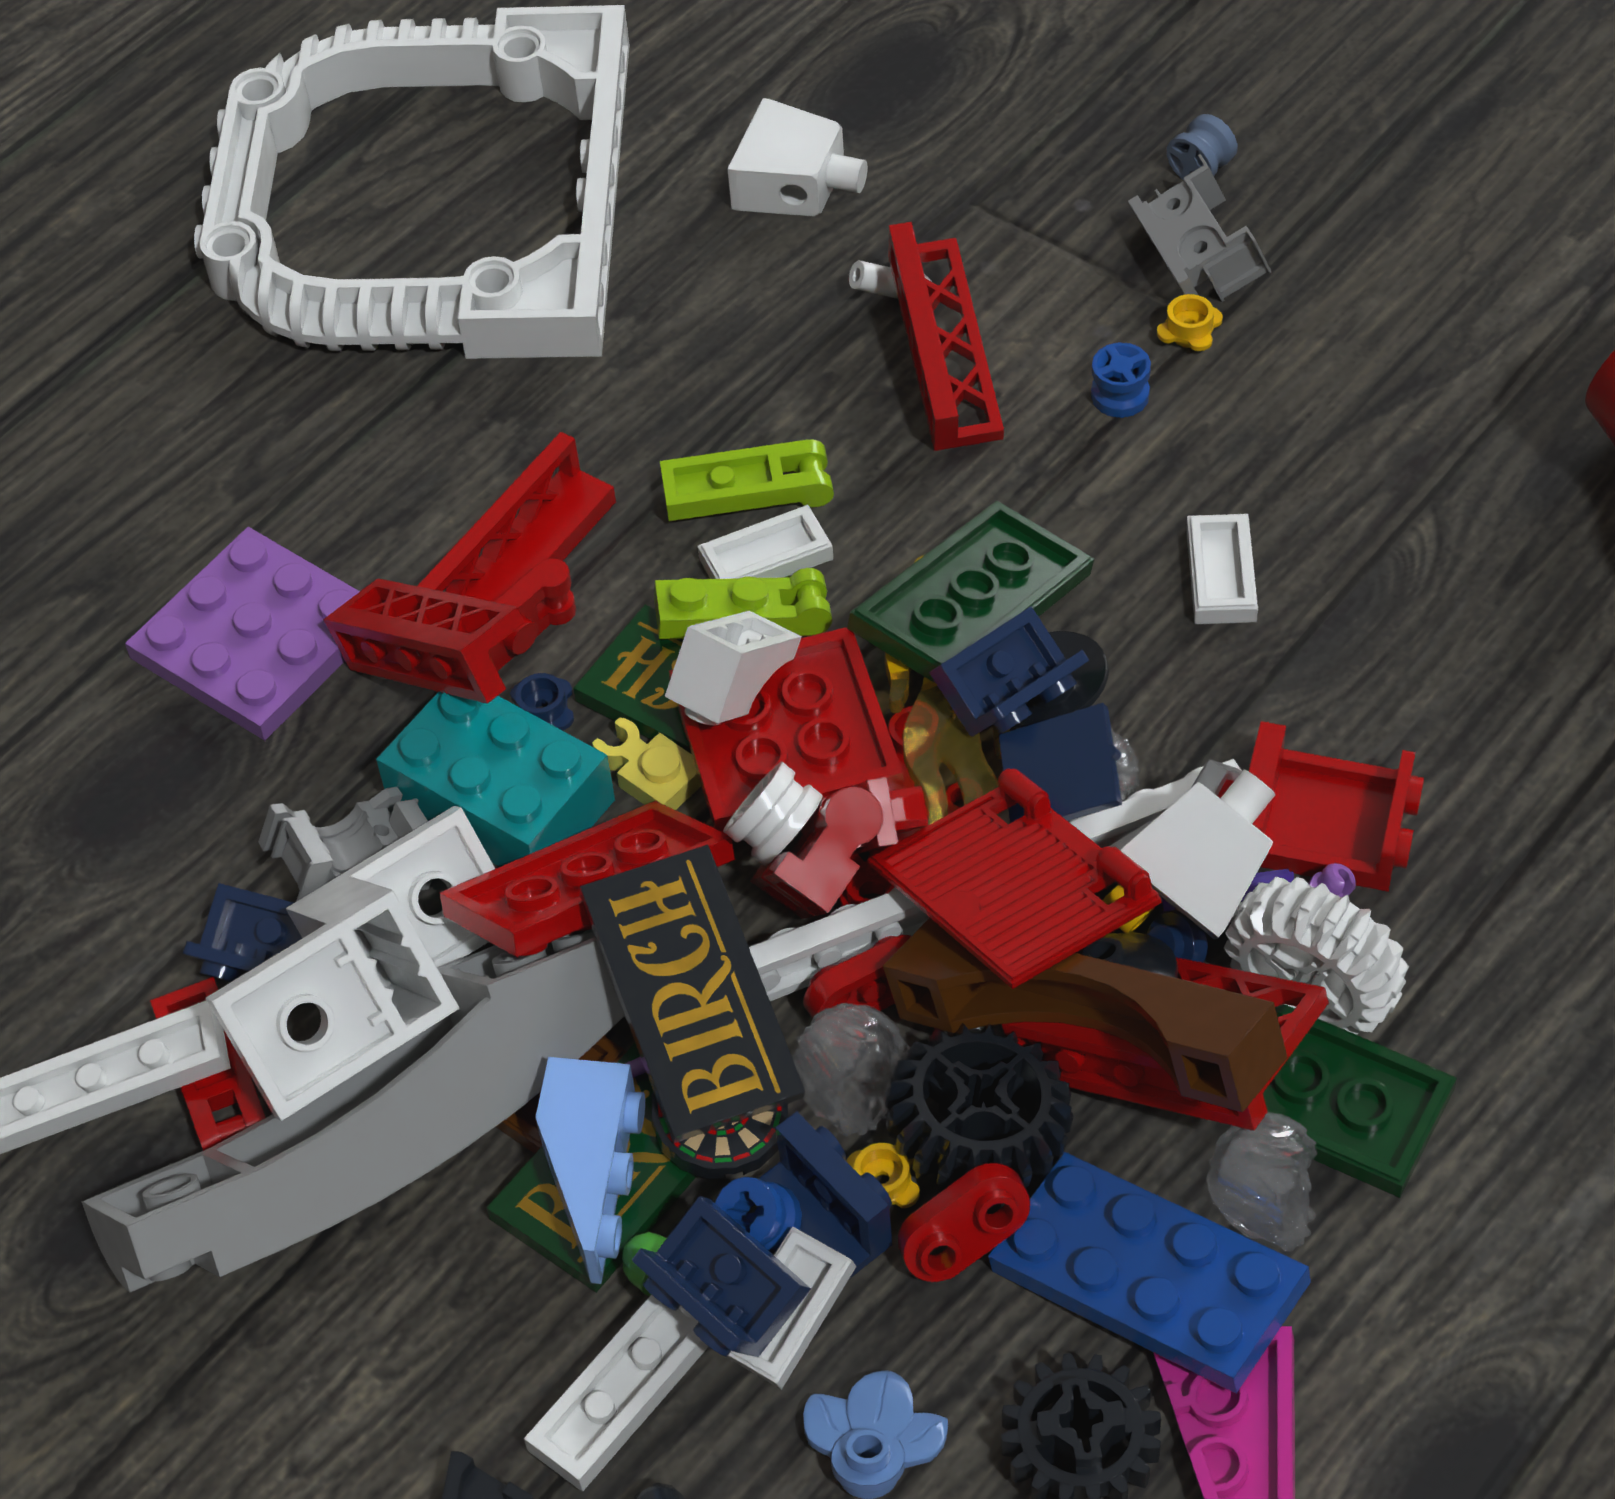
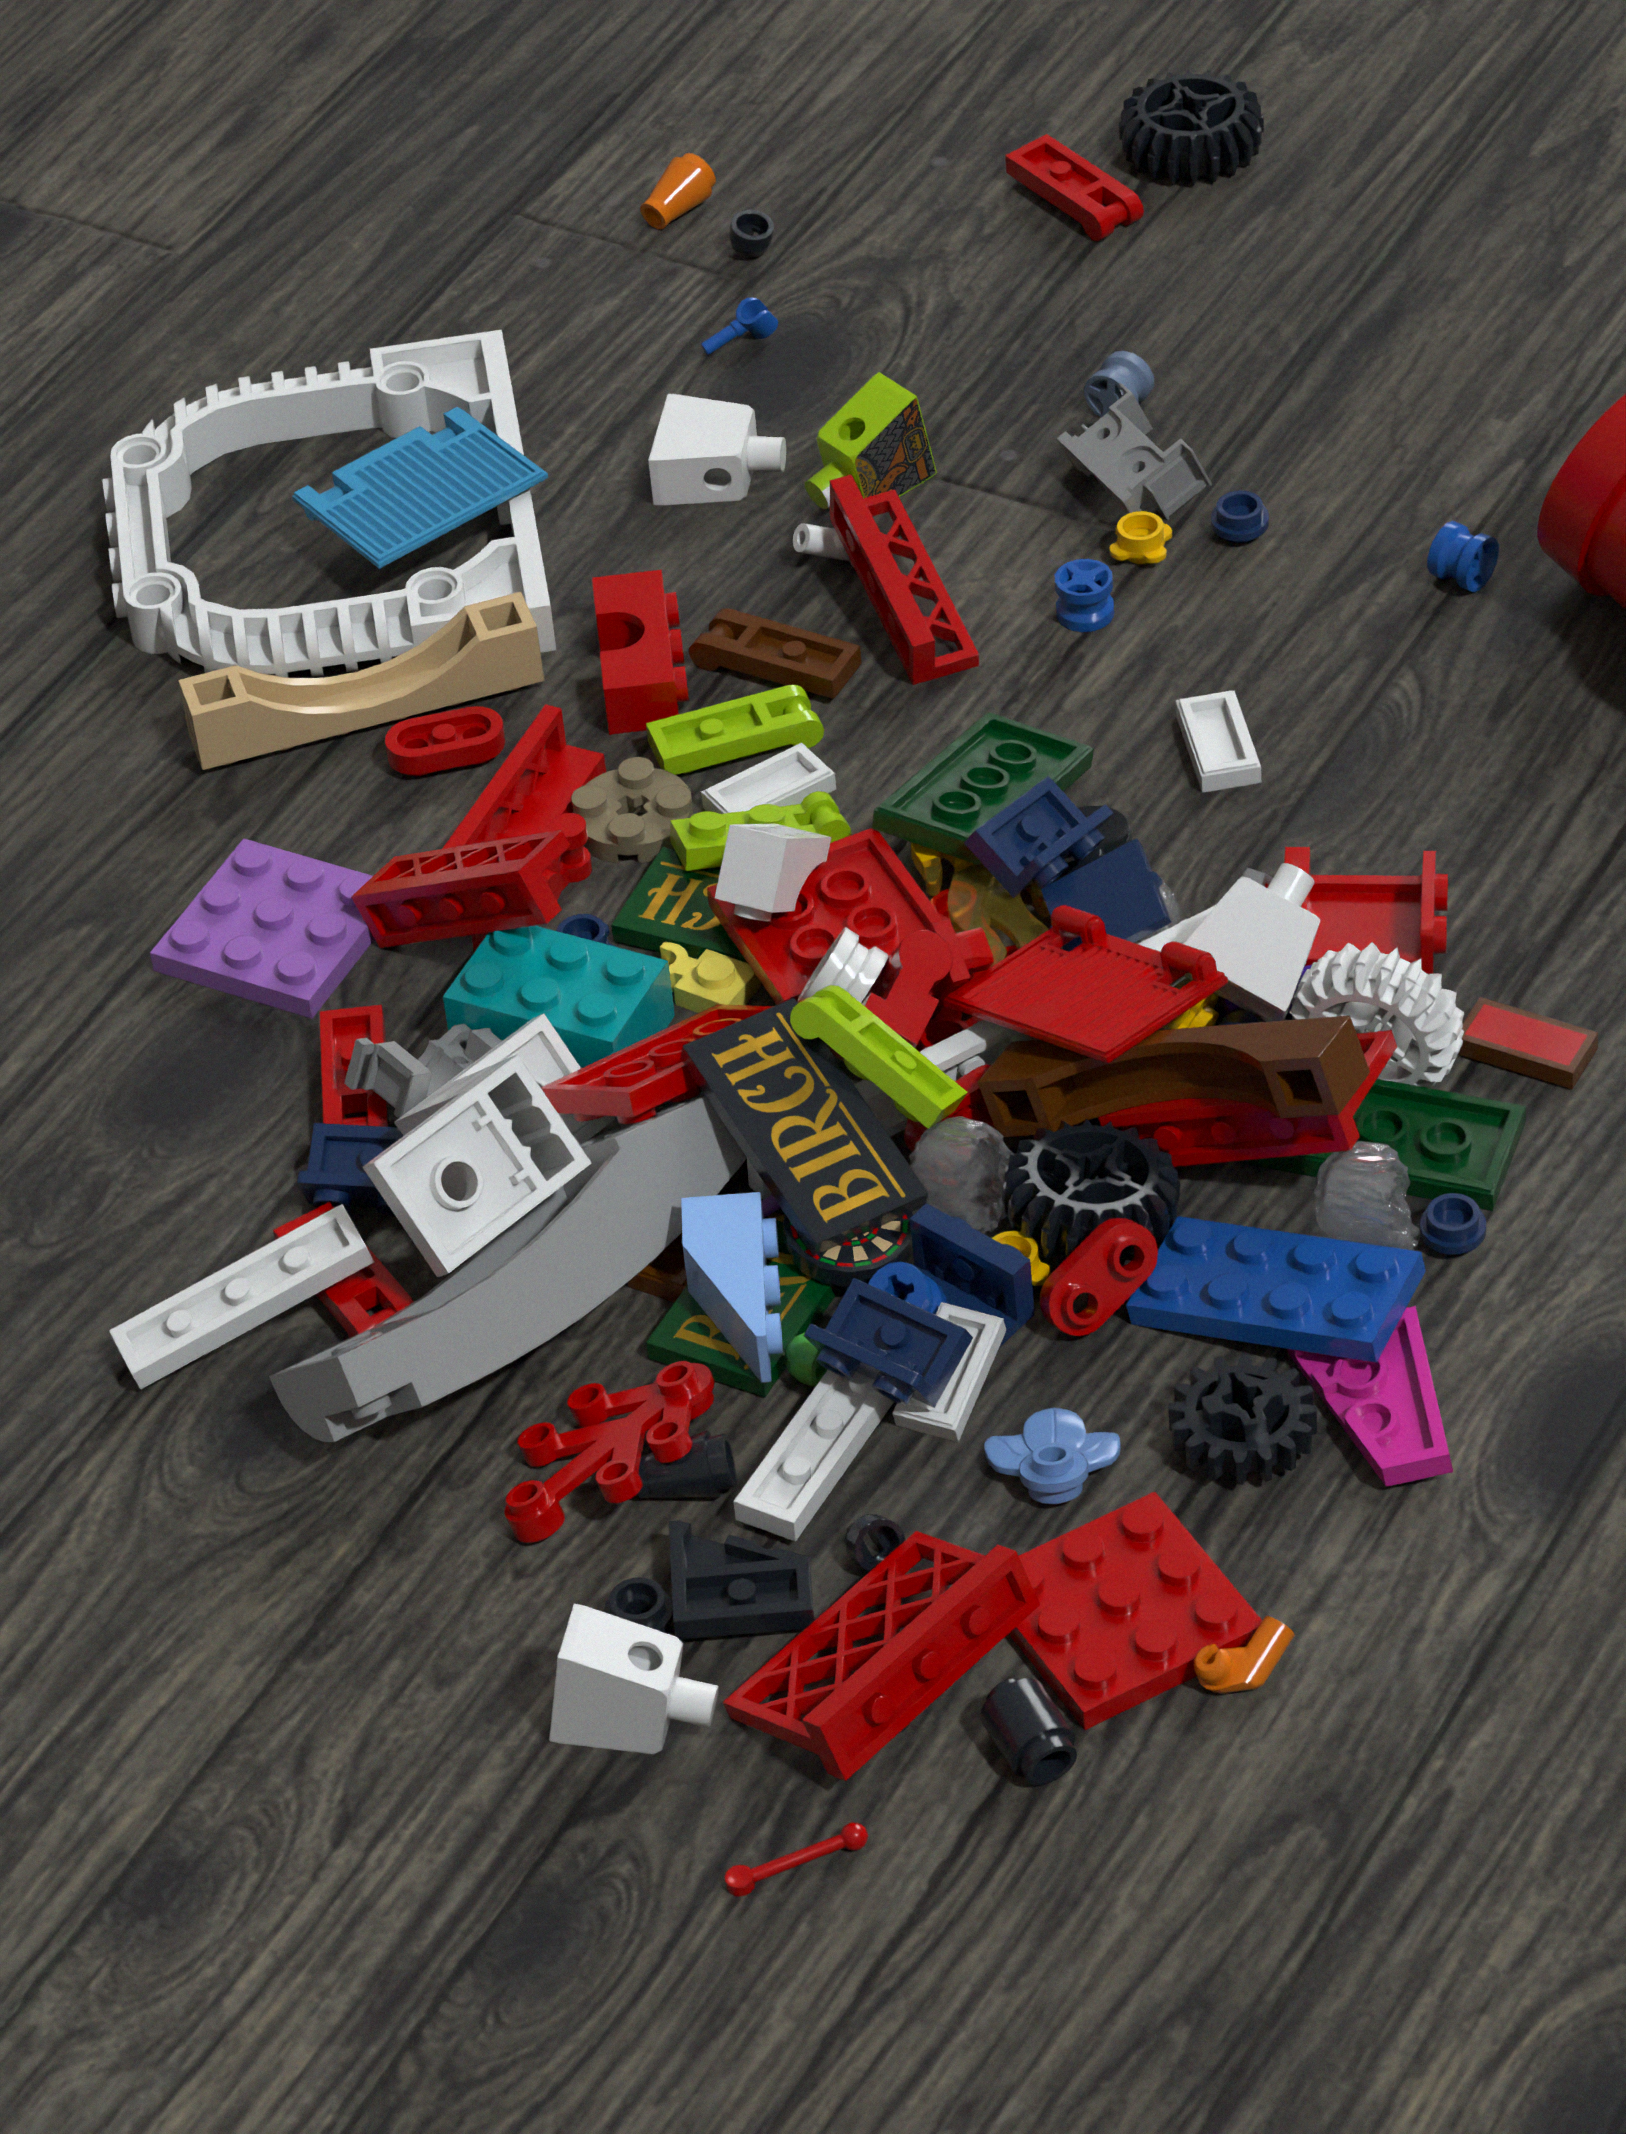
camera: 10 degrees left, 10 degrees down
(288, 390) = (475, 655): none -> tan arch
(288, 777) = (338, 1036): none -> red plate
(466, 446) = (445, 740): none -> red plate
(490, 1380) = (700, 1473): none -> black cone
(491, 1292) = (677, 1396): none -> red plant
(504, 167) = (419, 488): none -> dark azure window
(618, 531) = (614, 795): none -> dark tan plate
(670, 411) = (639, 650): none -> red arch
(781, 924) = (878, 1054): none -> lime plate
(807, 398) = (776, 652): none -> reddish brown plate
(866, 20) = (751, 317): none -> blue hand
(947, 185) = (877, 441): none -> torso
(1292, 313) = (1239, 517): none -> dark blue plate
(1352, 1217) = (1453, 1224): none -> dark blue plate
(1473, 994) = (1527, 1043): none -> tile
(1507, 395) = (1463, 556): none -> blue wheel

